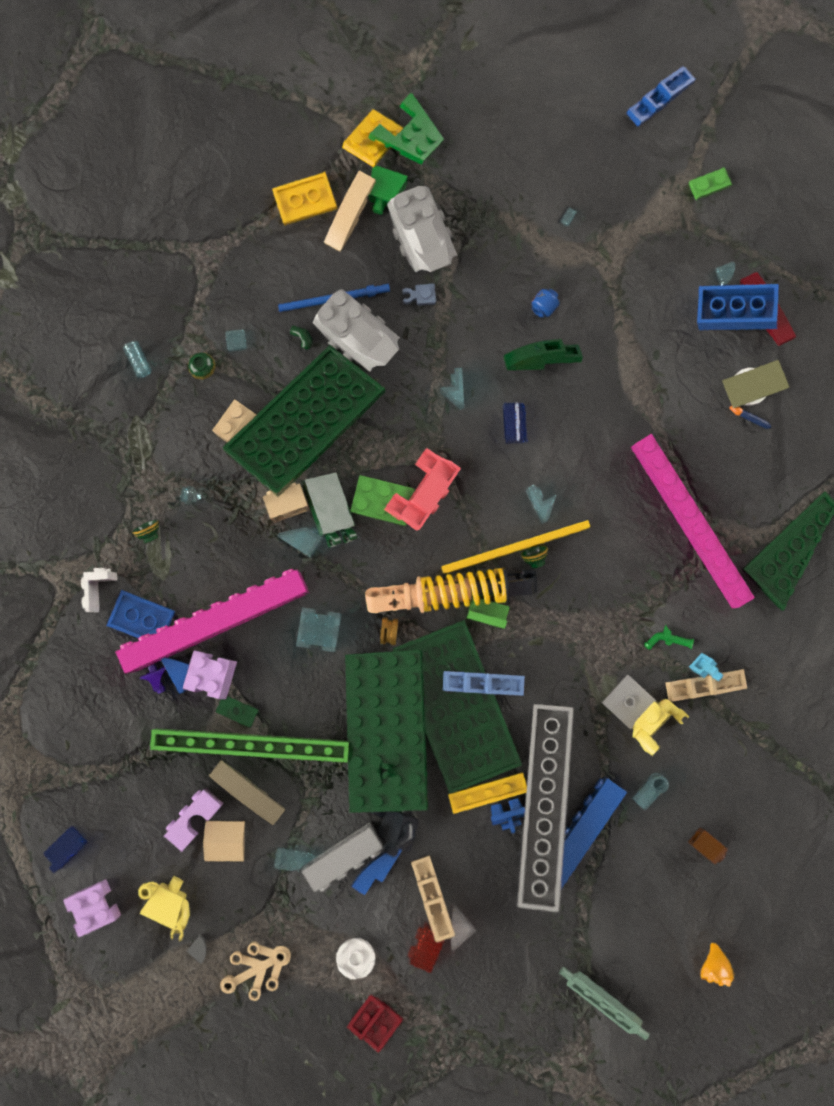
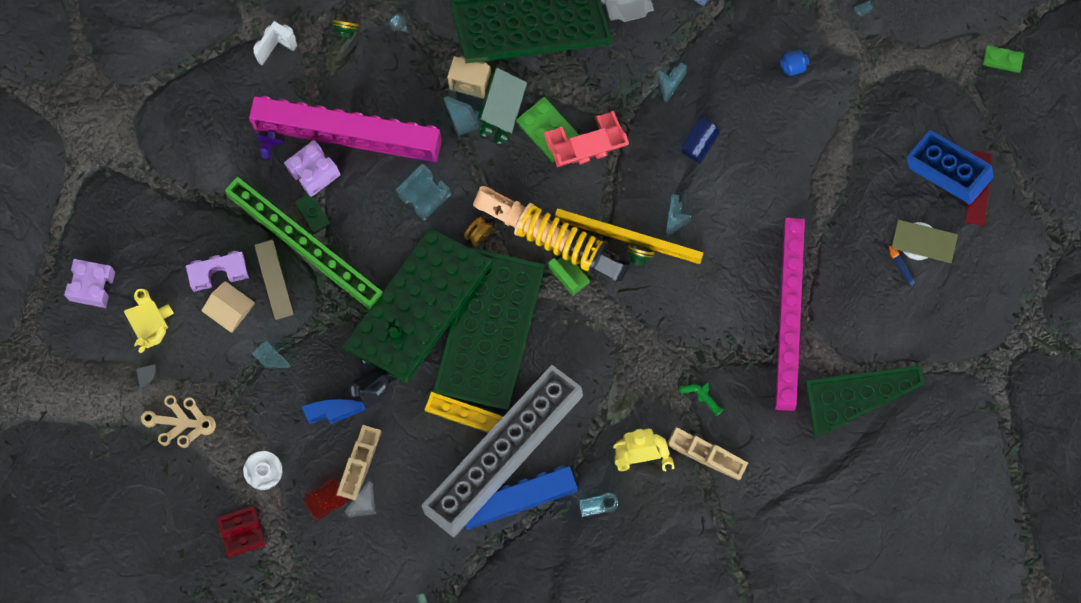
camera: 45 degrees right, 10 degrees down
(64, 848) = (101, 226): clear blue panel -> none
(138, 616) = (289, 84): blue tile -> none
(177, 672) = (288, 148): blue slope -> none
(343, 856) = (311, 378): light grey brick -> none
(483, 683) = (523, 322): medium blue slope -> none
(499, 816) = (463, 442): blue hips -> none
(537, 354) = (756, 96): dark green slope -> none
(628, 701) = (631, 417): light grey plate -> none
(705, 665) = (716, 436): medium azure plate -> none
(708, 846) = (612, 579): reddish brown slope -> none
(725, 273) = (965, 137): clear light blue tile -> none

